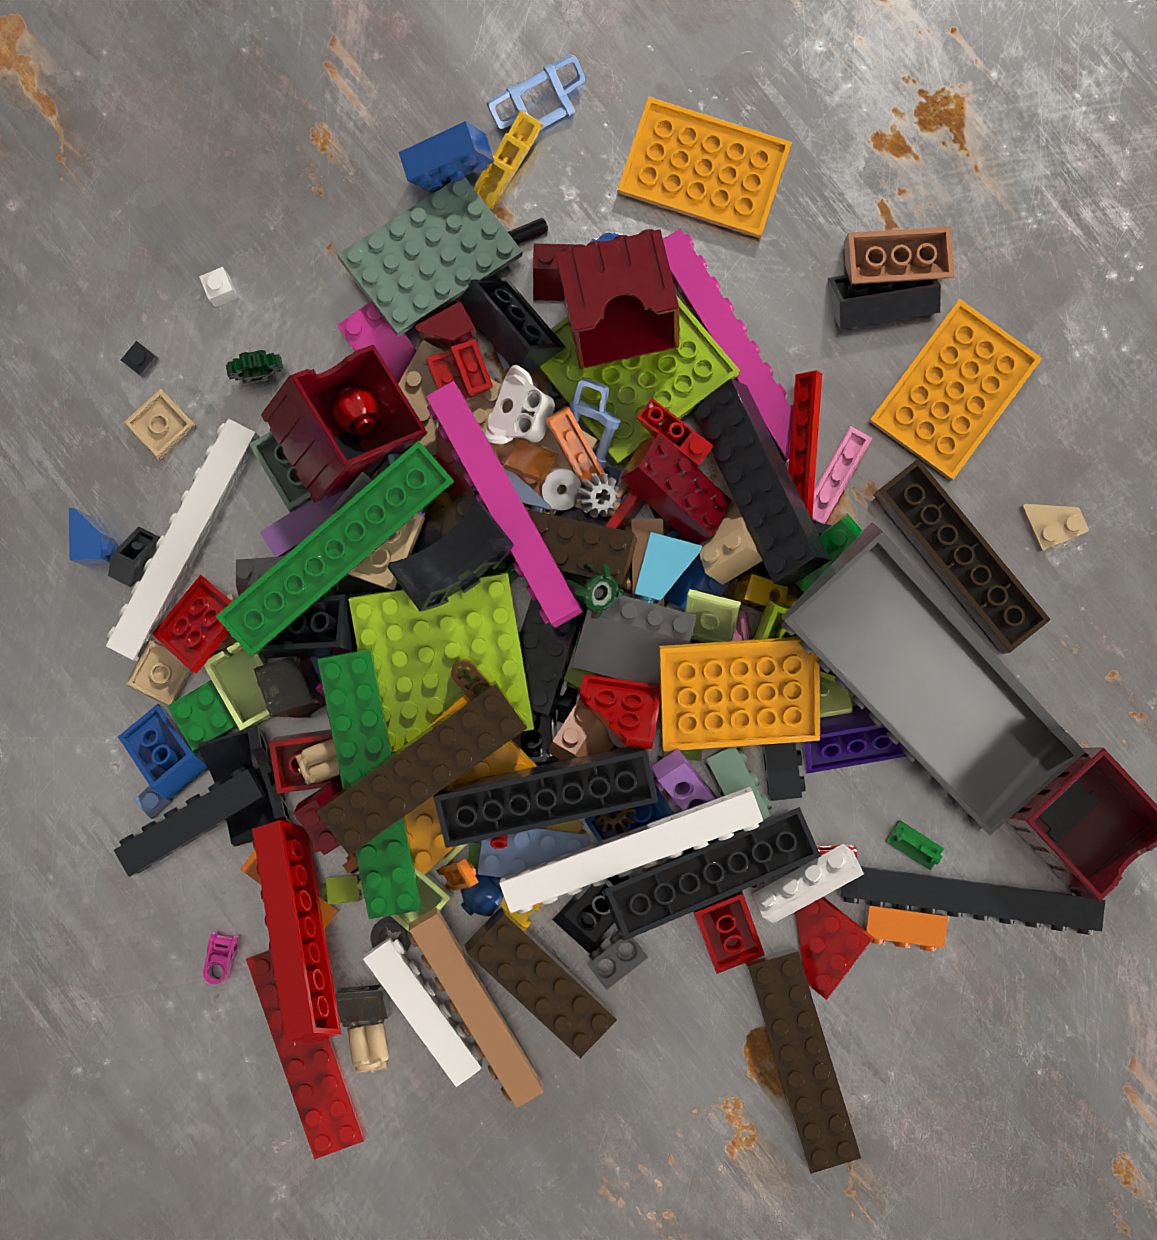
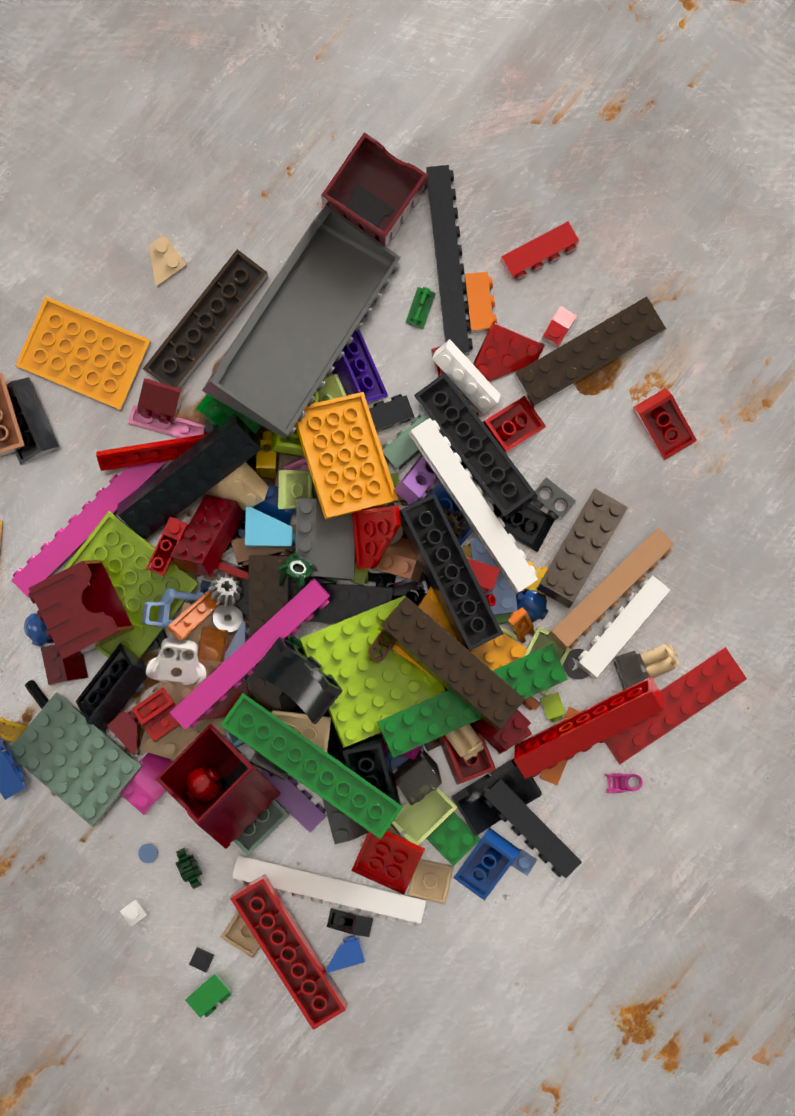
camera: 105 degrees left, 0 degrees up
(87, 354) = (208, 995): none -> green brick
(113, 467) = (288, 952): none -> red brick
(290, 323) = (148, 853): none -> medium blue tile
(534, 842) = (485, 574): none -> red slope
(682, 1136) = (665, 423): none -> red slope
(845, 1025) = (558, 327): none -> slope
(869, 470) = (159, 401): none -> dark red slope
(956, 1026) = (540, 250): none -> red brick

